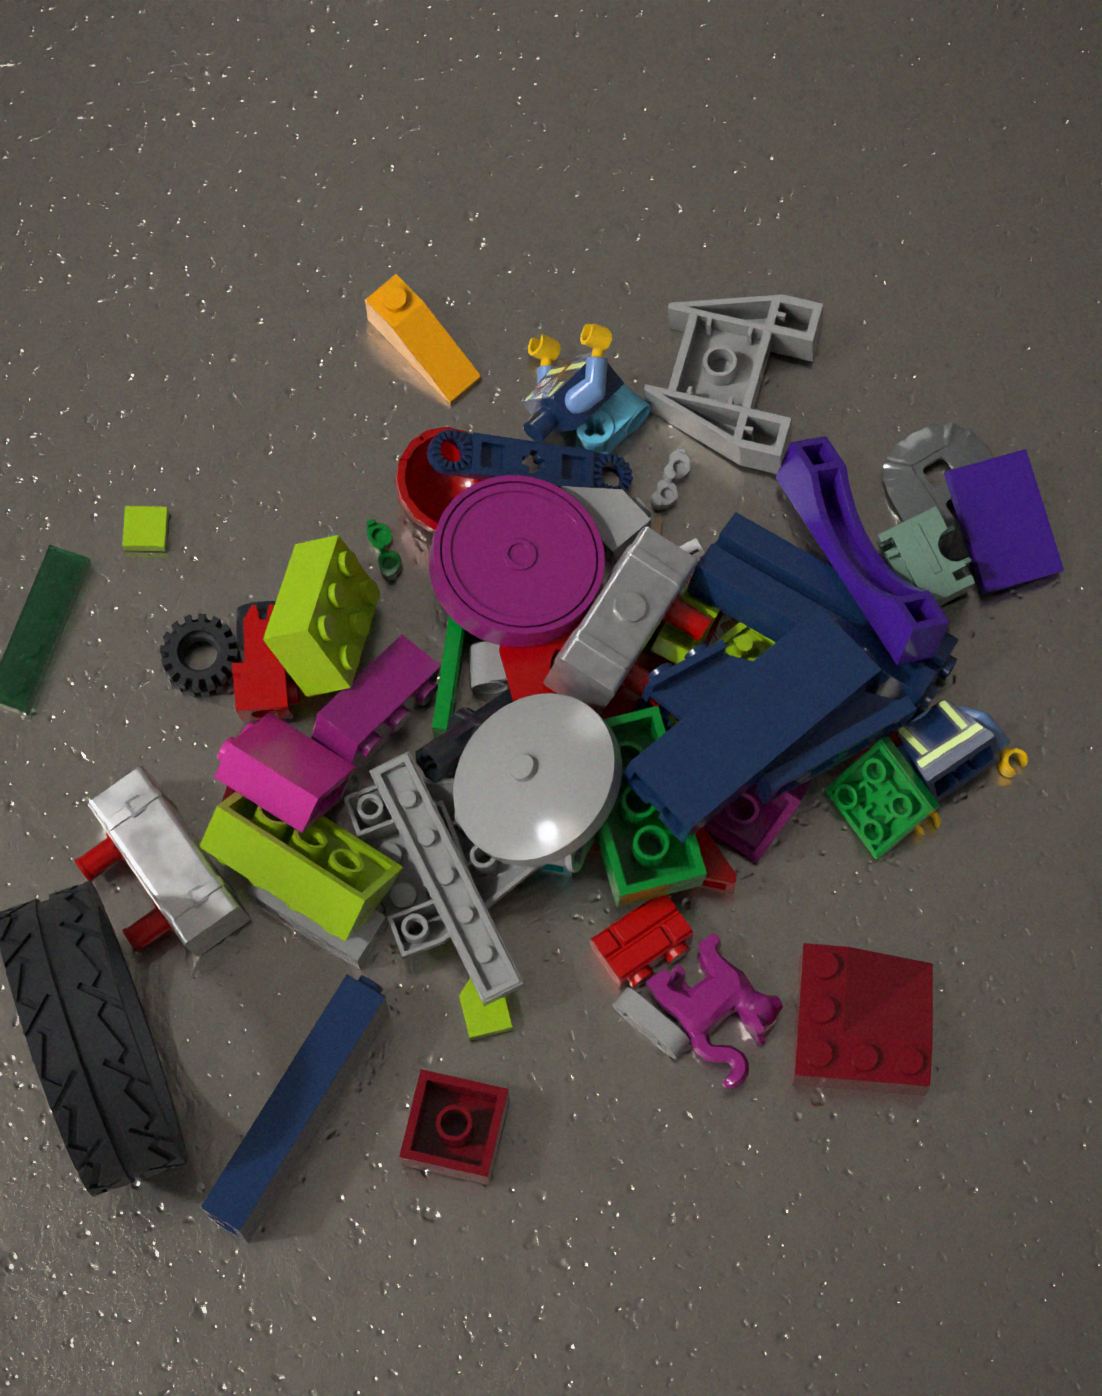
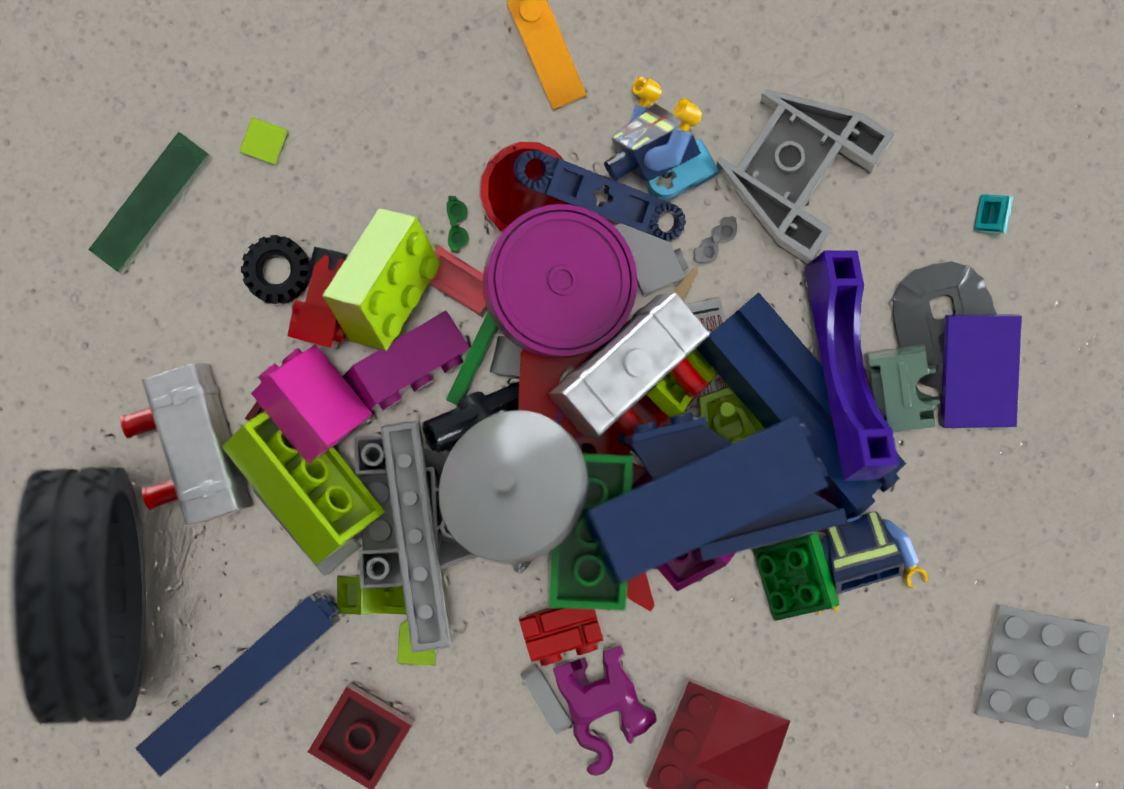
camera: 20 degrees right, 15 degrees up
(409, 607) = (459, 281): none -> coral tile
(419, 973) = (364, 601): none -> lime slope
(958, 361) = (994, 213): none -> teal slope

